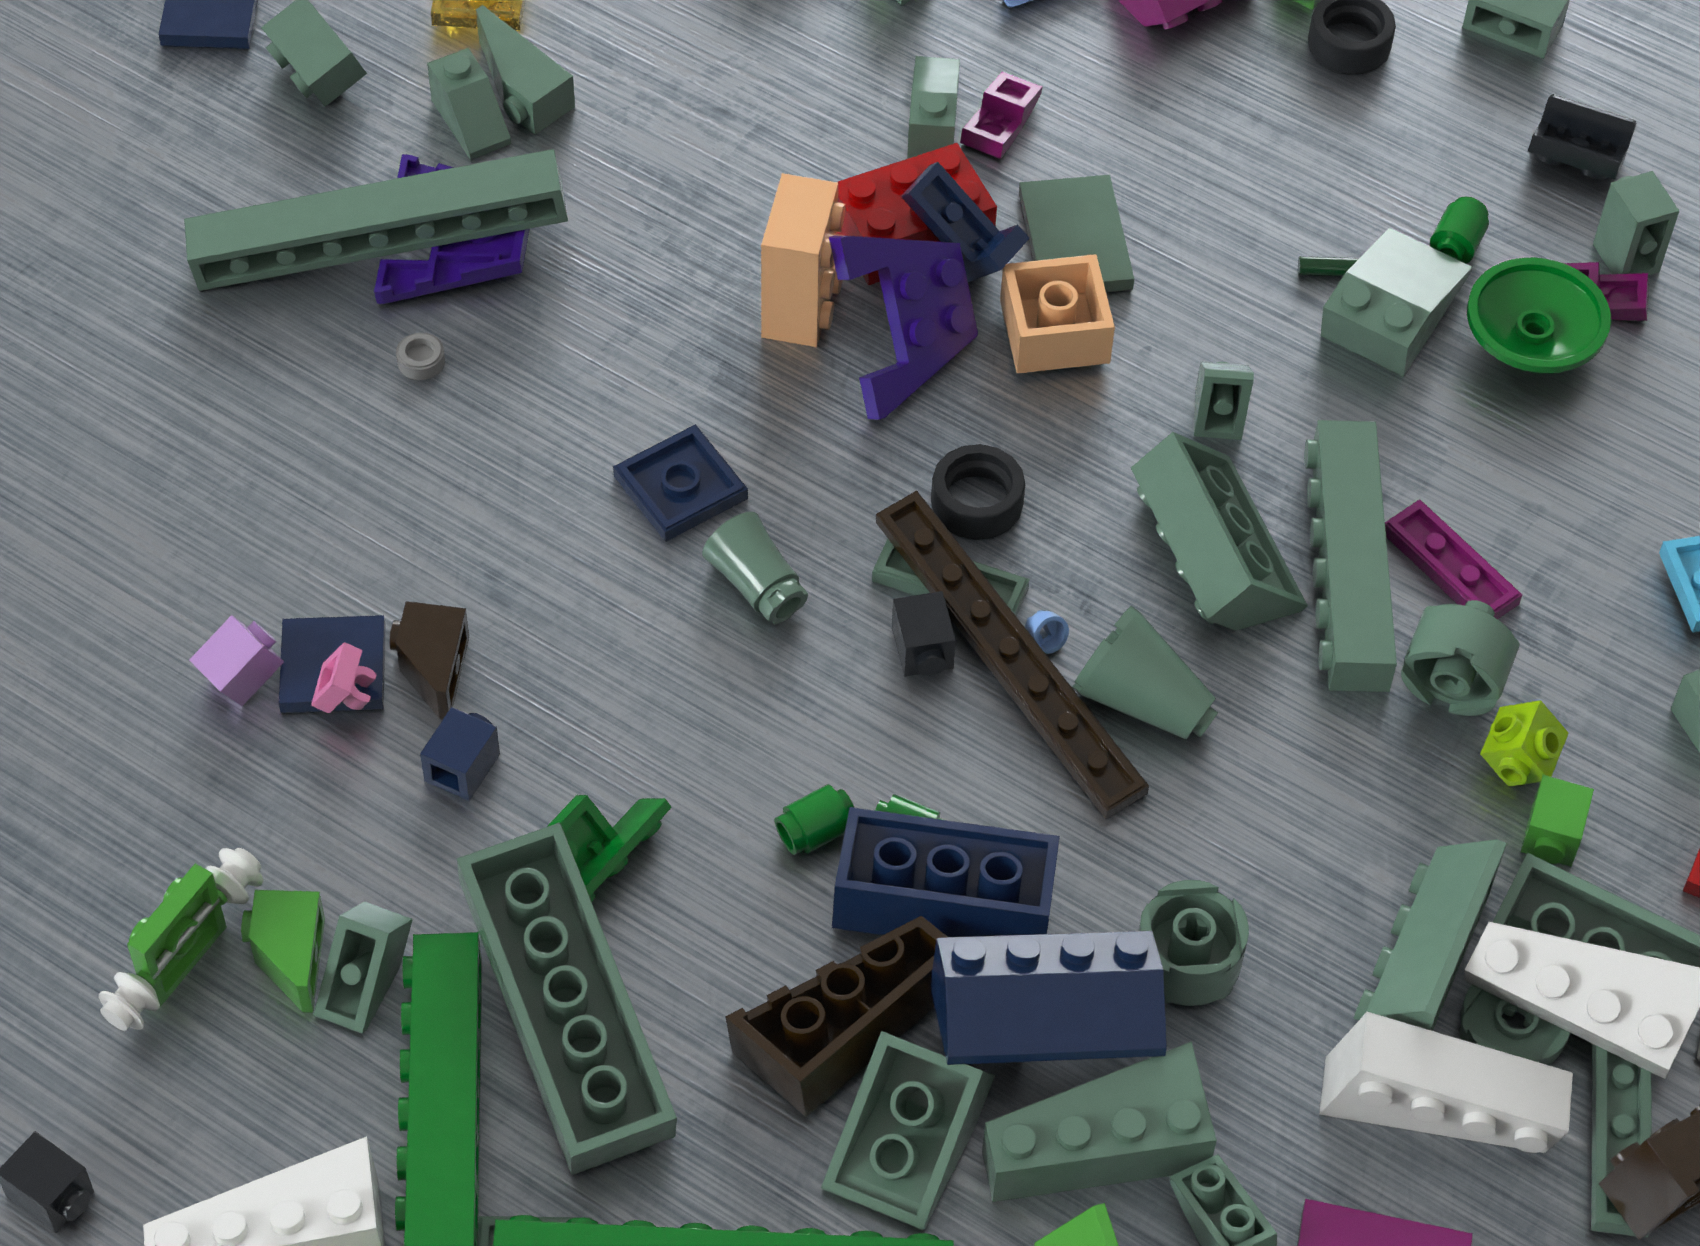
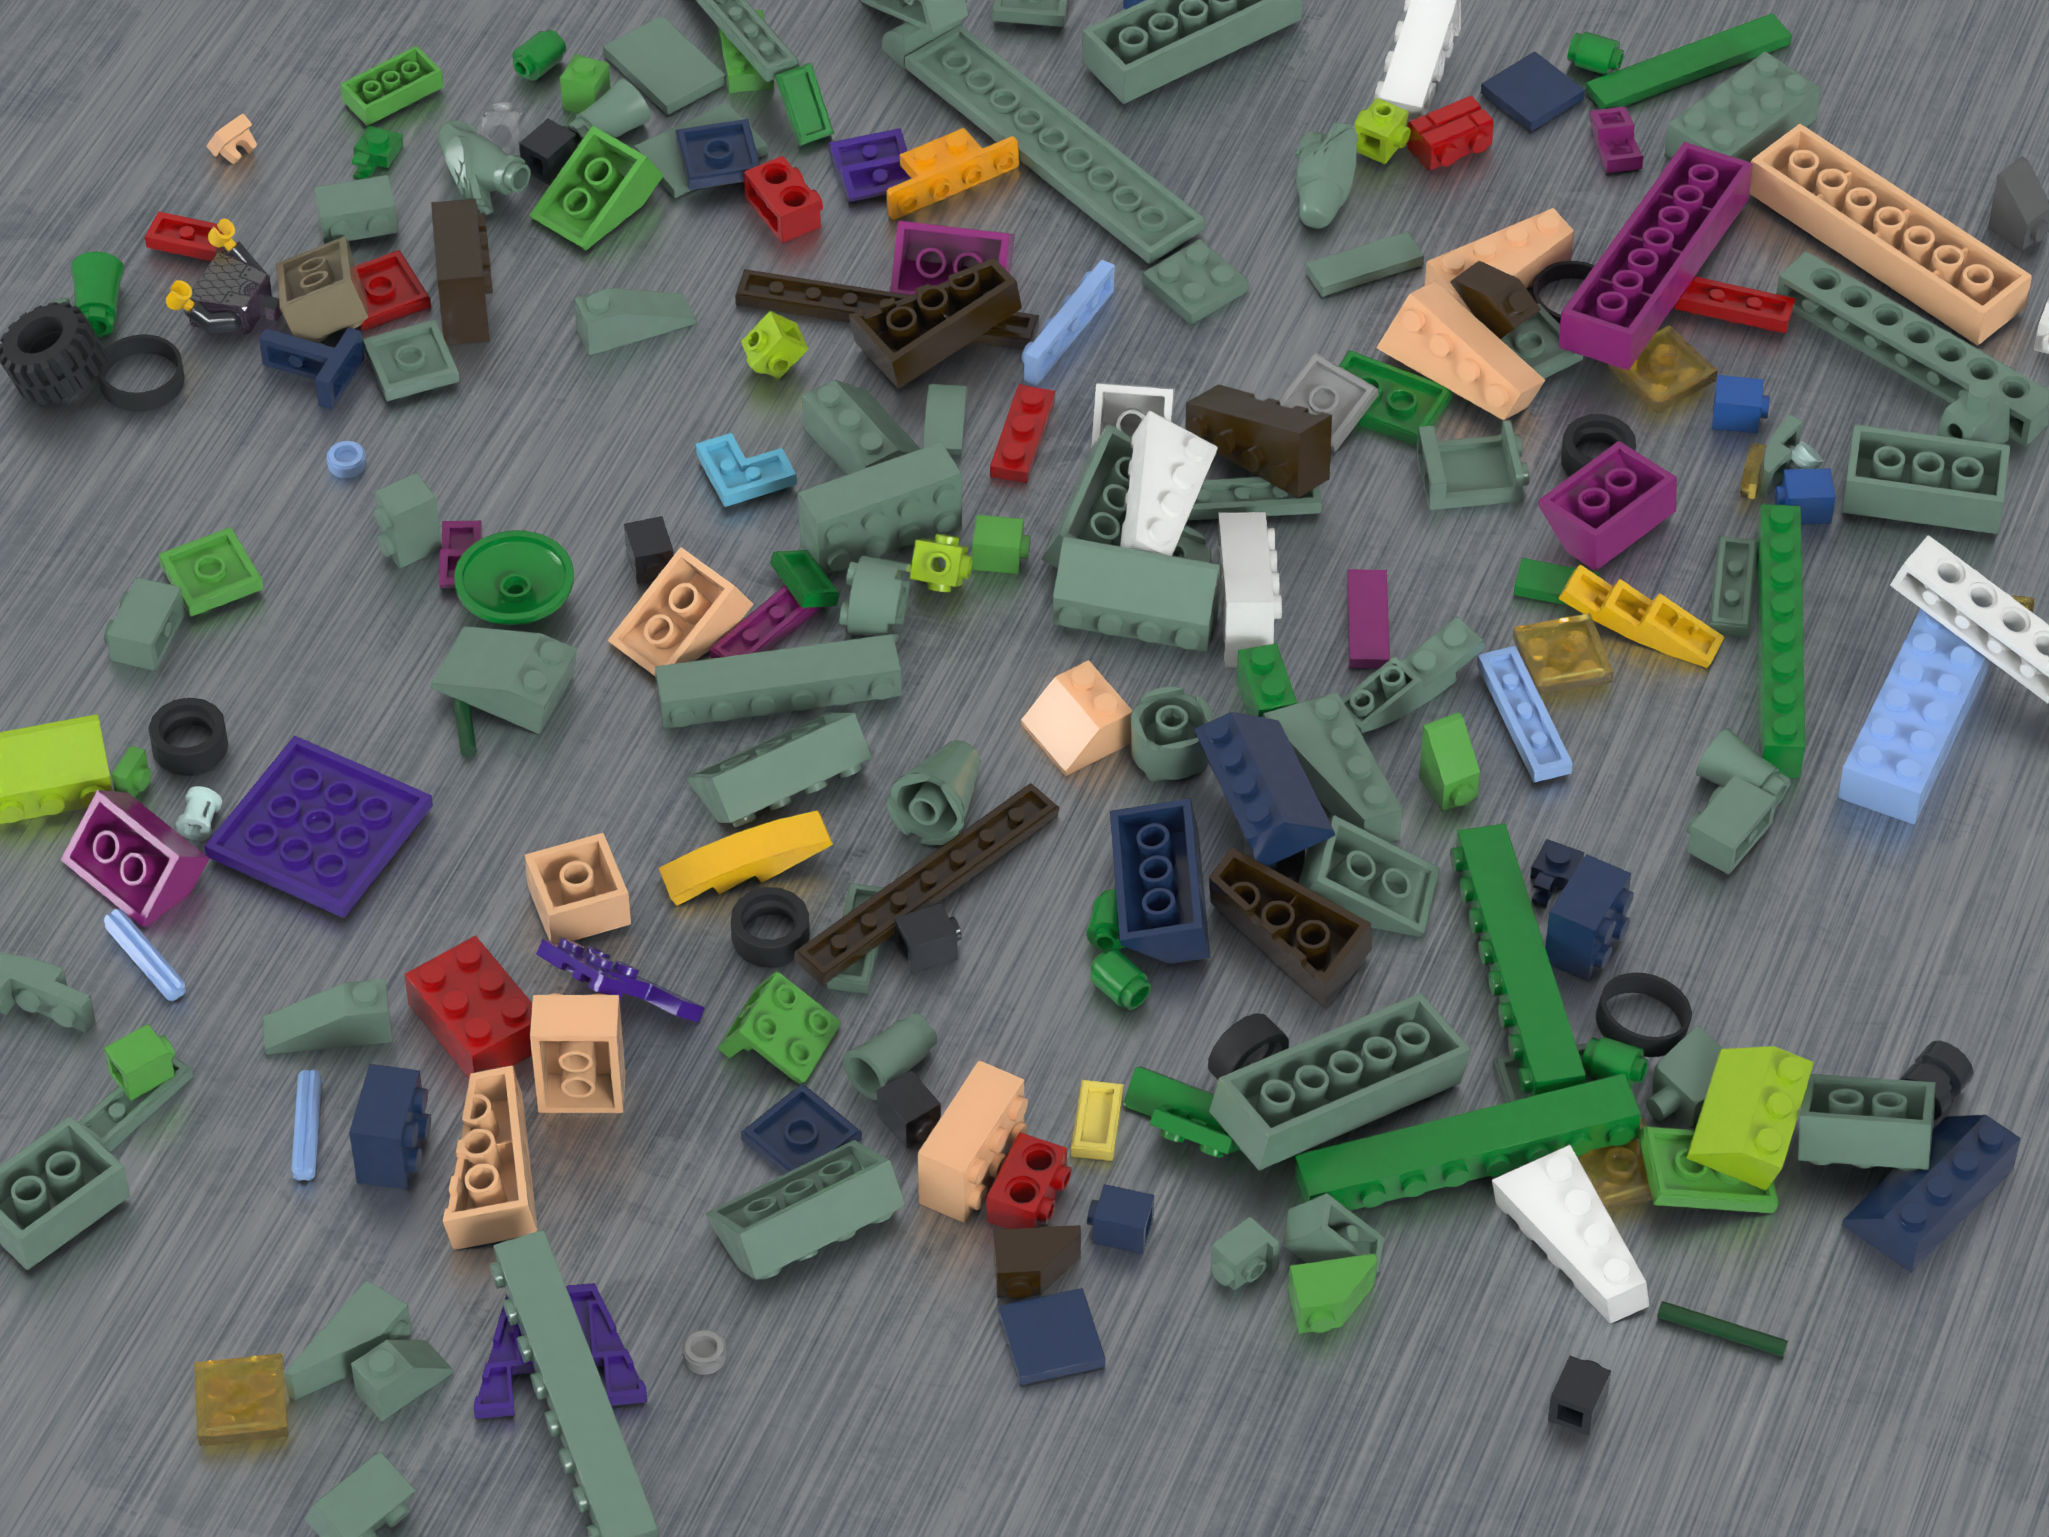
camera: 100 degrees left, 5 degrees down
(178, 935) = (1357, 1348): plate -> none
(238, 659) = (1078, 1386): lavender brick -> none
(338, 680) = (1084, 1305): bright pink tile -> none
(371, 864) = (1244, 1254): none -> sand green brick
(543, 661) = (1023, 1182): none -> red brick
(564, 456) = (807, 1209): none -> sand green slope
(595, 609) = (971, 1142): none -> light nougat brick
(621, 765) = (1097, 1120): none -> light yellow tile
(648, 917) = (1246, 1043): none -> black tyre
(675, 575) = (908, 1109): none -> black brick
(690, 198) = (492, 1173): none -> light nougat wedge
(762, 113) = (389, 1126): none -> dark blue brick
(807, 75) = (306, 1125): none -> light blue axle
(821, 479) = (782, 1027): none -> bright green bracket
(959, 220) = (515, 947): dark blue bracket -> none
(1001, 115) = (319, 969): magenta slope -> none
(1053, 625) = (895, 865): light blue hinge -> none
(1077, 220) = (465, 903): sand green tile -> none
(1083, 481) = (752, 852): none -> yellow slope
(1205, 123) = (318, 826): none -> dark purple plate
(1222, 399) = (639, 770): sand green slope -> none
(1227, 18) = (198, 813): none -> light aqua bush
(1248, 855) = (1079, 719): none -> light nougat slope
(1256, 1075) = (1263, 680): none -> green brick
(1461, 229) = (418, 642): green brick -> none
(1472, 475) = (680, 615): none -> light nougat slope
(1526, 603) = (804, 578): none -> green tile
(1582, 137) = (297, 571): black bracket -> none
(1582, 459) = (647, 548): none -> black brick
(1593, 69) = (211, 571): none -> bright green plate
(1613, 687) = (881, 508): none -> sand green brick

